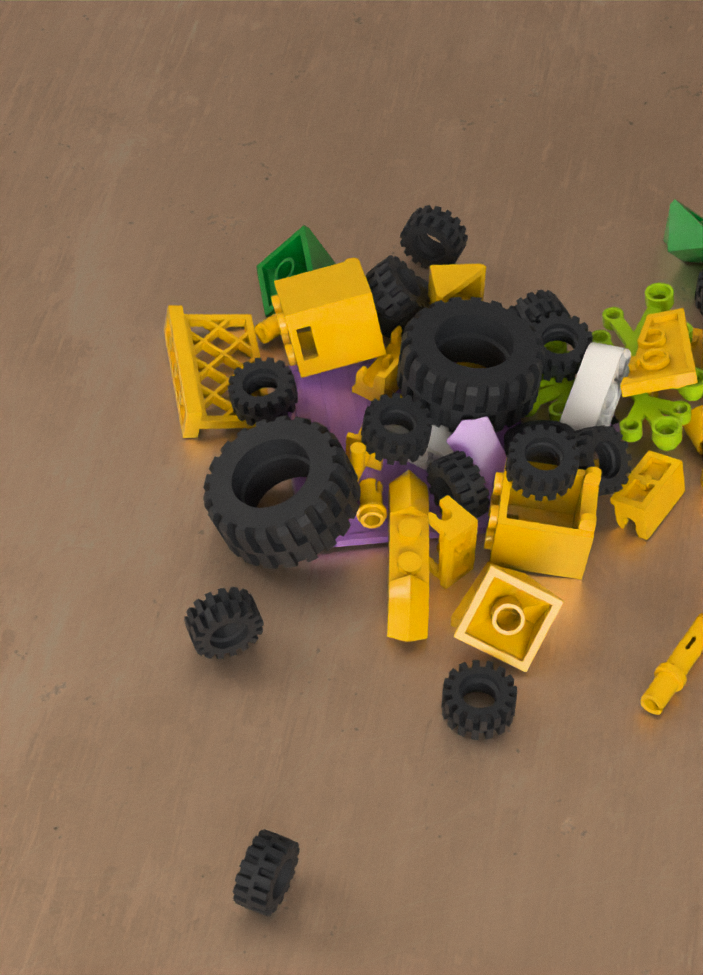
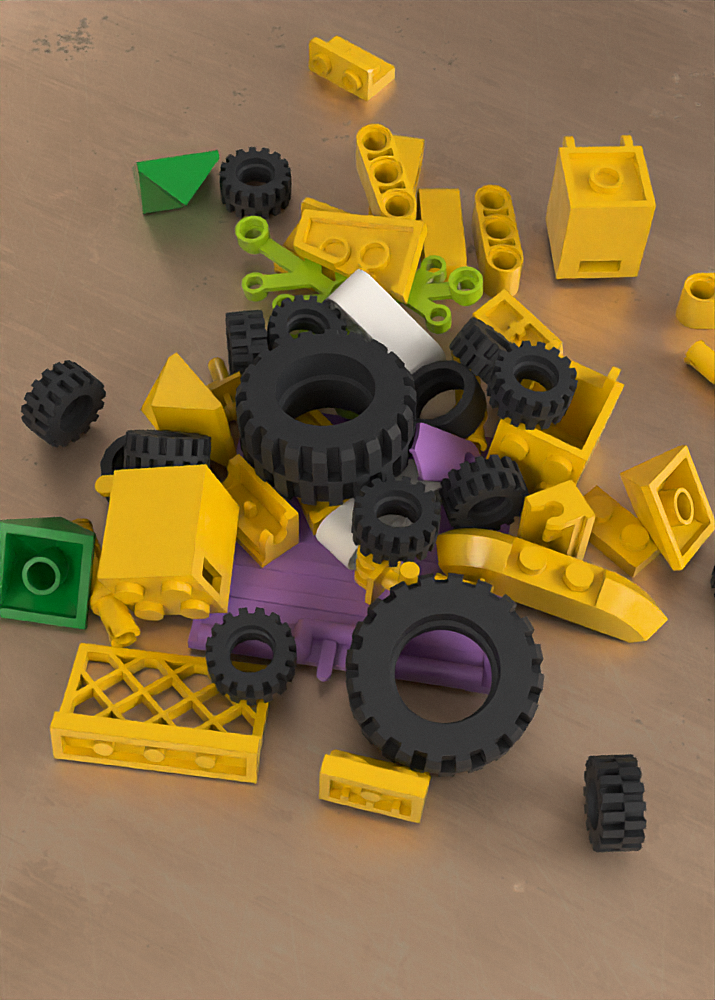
camera: 75 degrees left, 5 degrees up
(191, 491) = (373, 785): none -> yellow bracket

